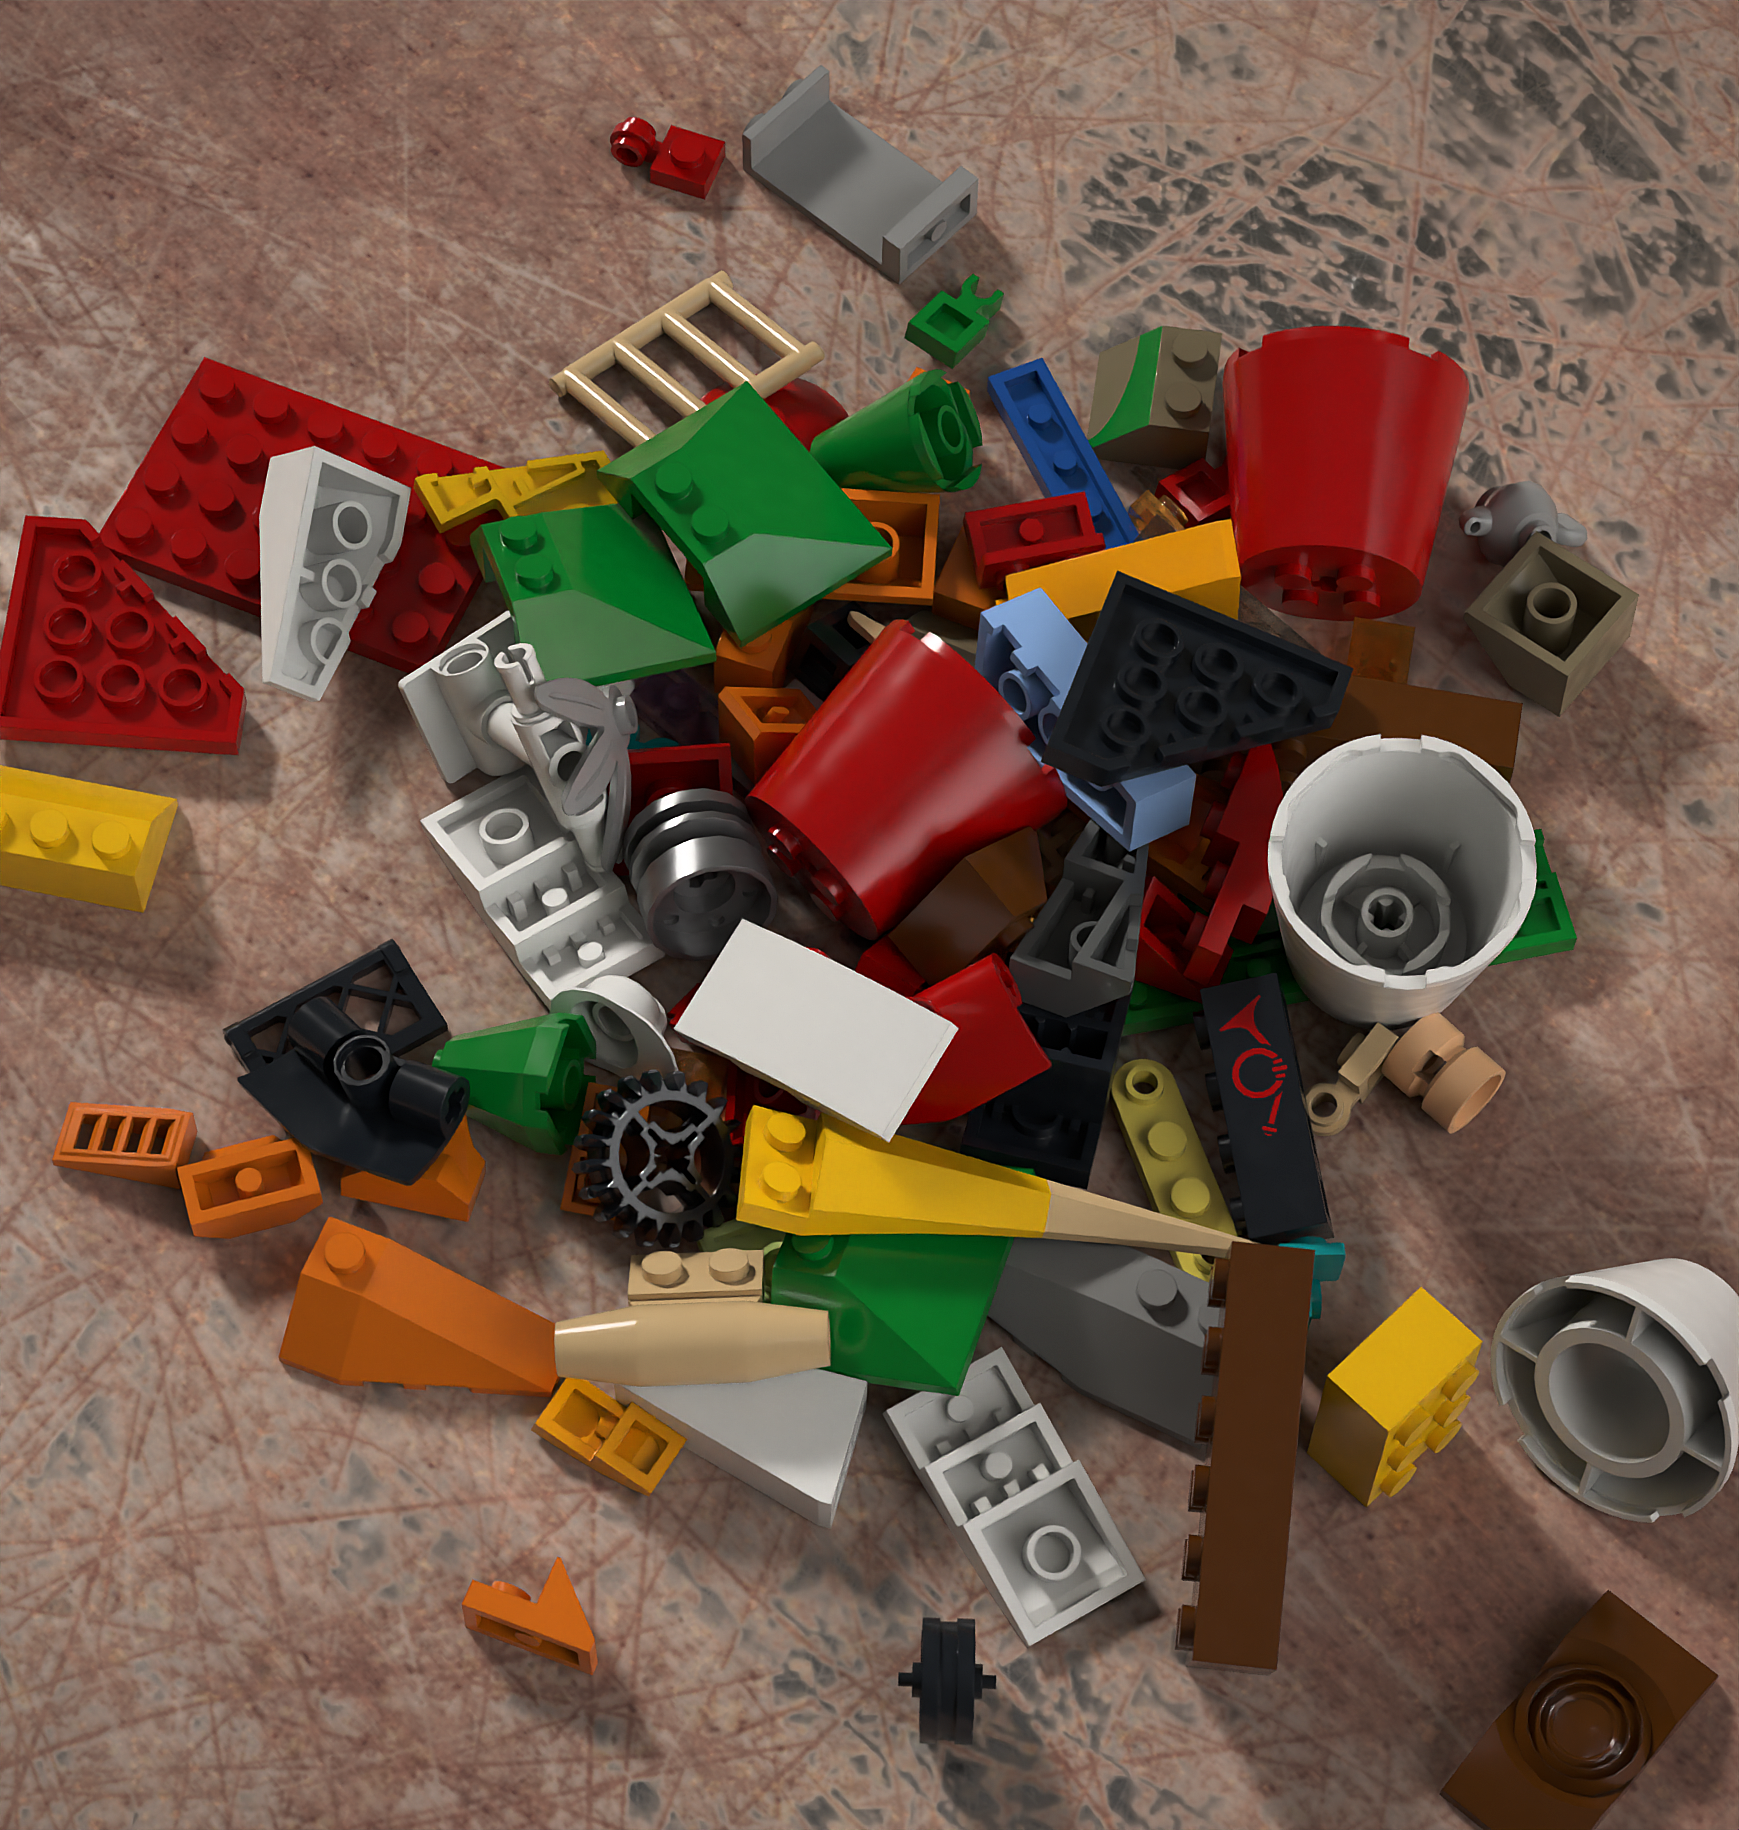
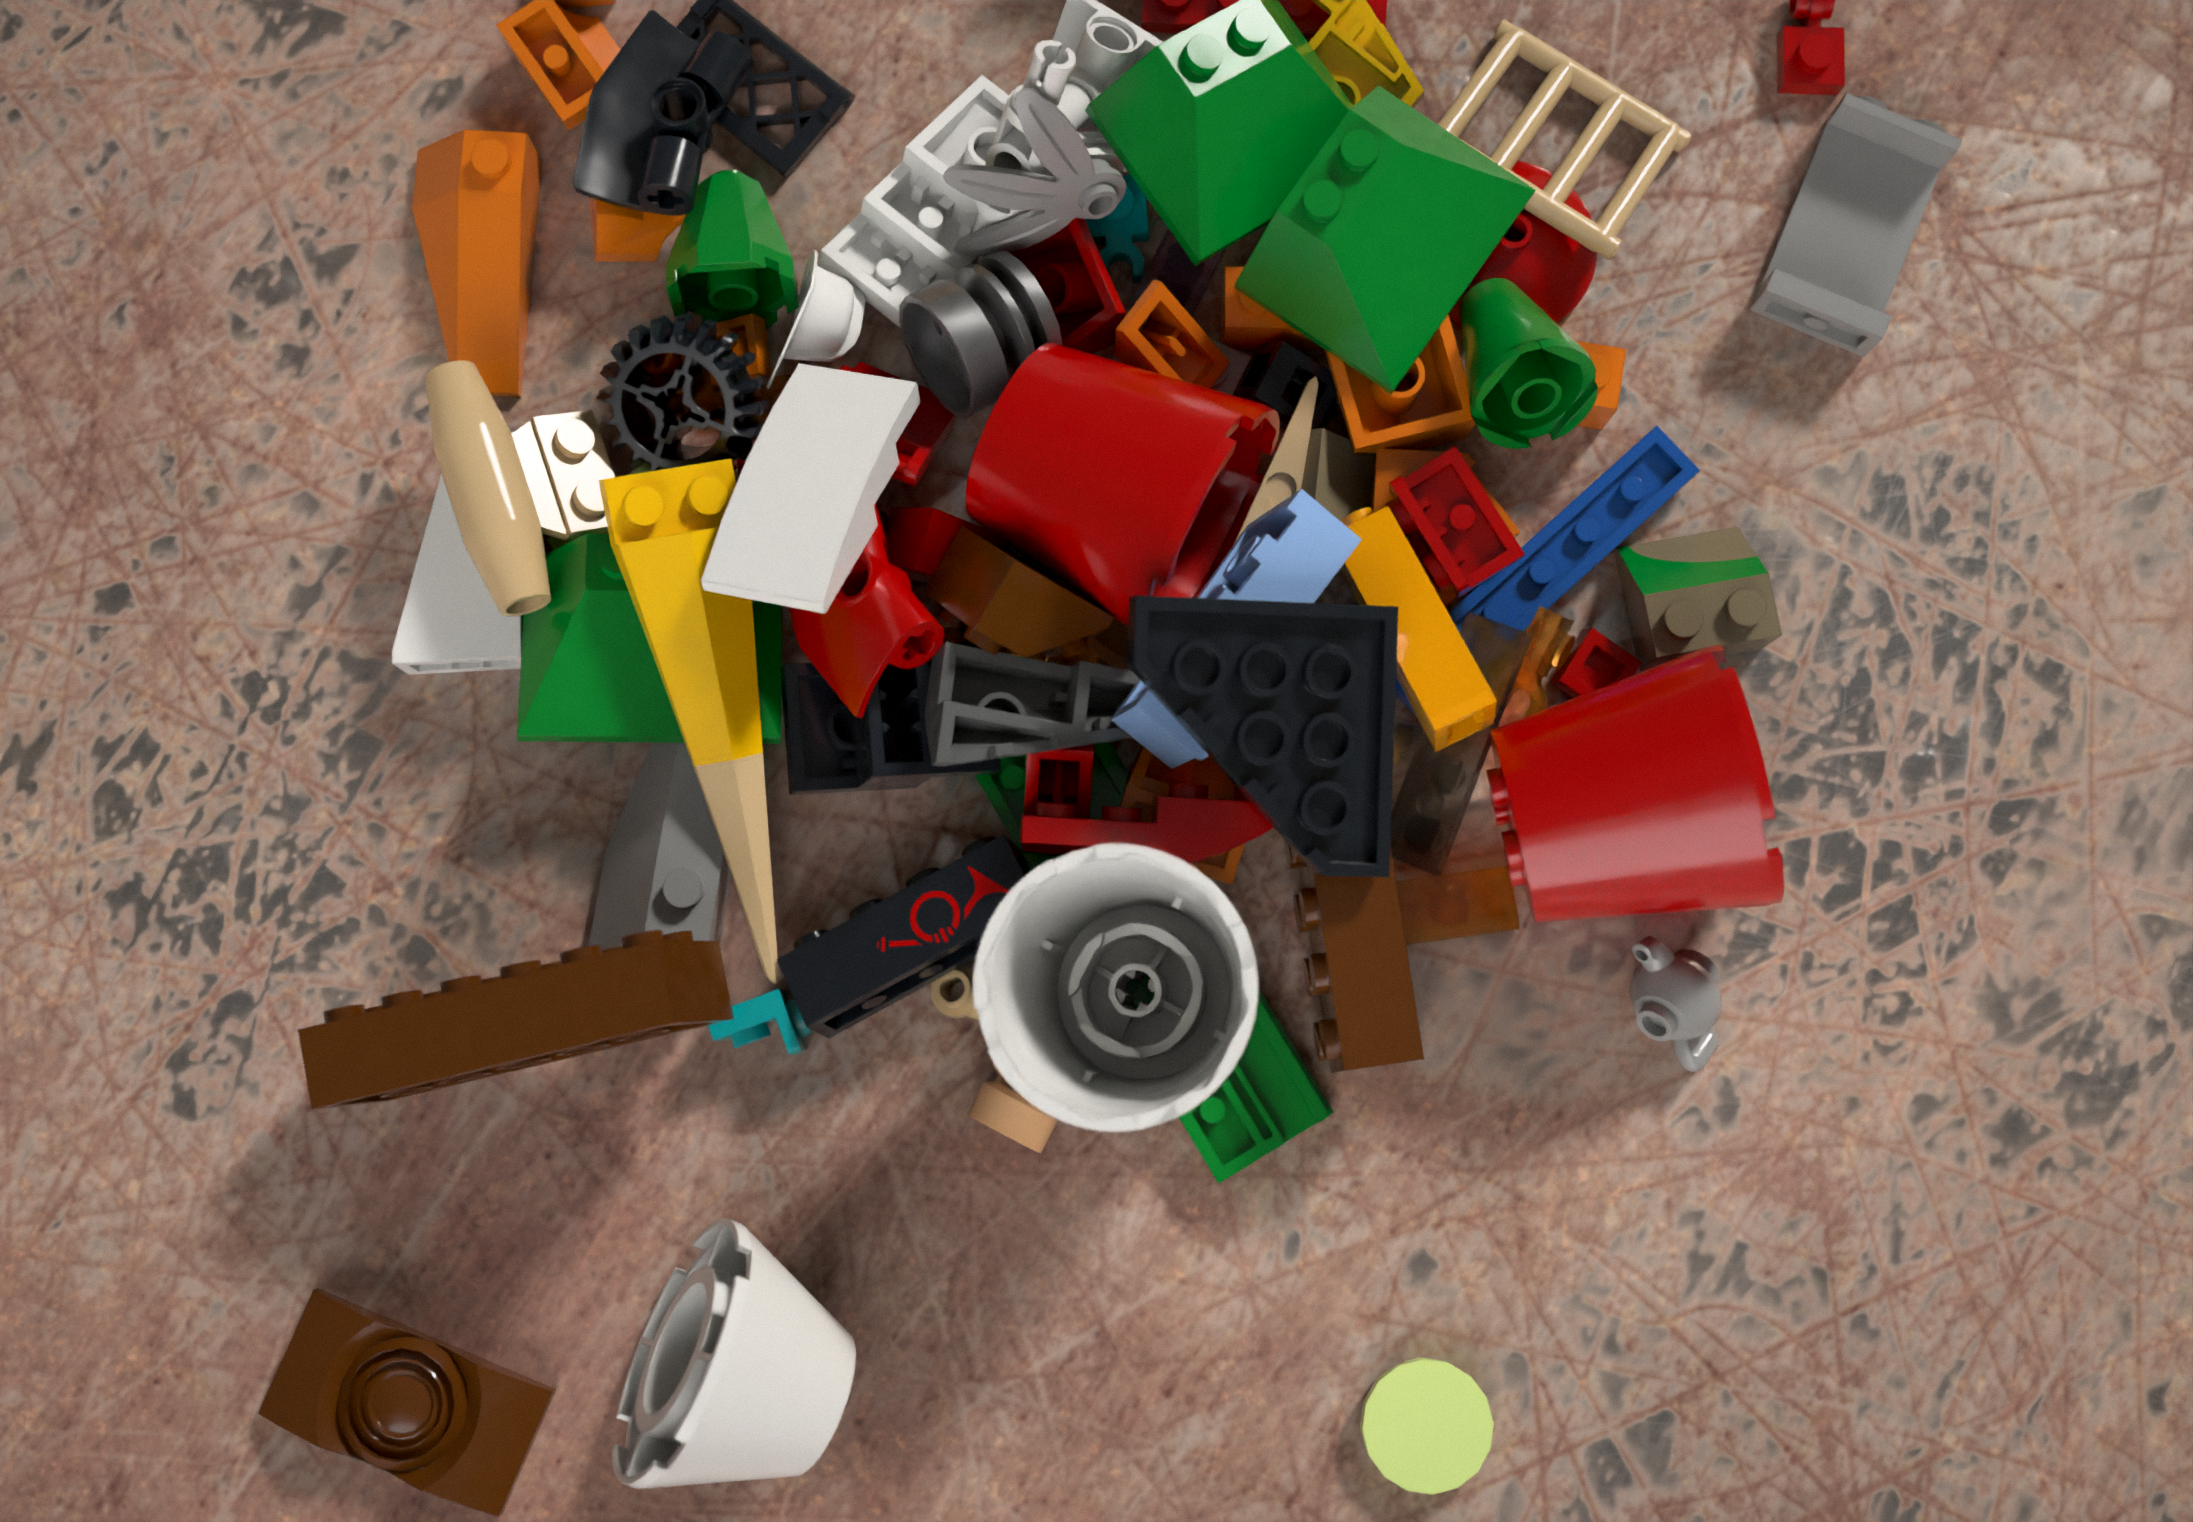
camera: 70 degrees right, 20 degrees up
(548, 1628) = (225, 466): orange slope -> none
(609, 1437) = (412, 466): light orange slope -> none
(947, 1680) = (259, 818): black wheel -> none
(953, 326) = (1710, 373): green plate -> none
(1015, 1499) = (470, 829): white slope -> none
(1168, 1154) = (855, 868): light yellow plate -> none
(1395, 1398) = (628, 1142): yellow brick -> none
(1551, 622) = (1567, 1060): dark tan slope -> none

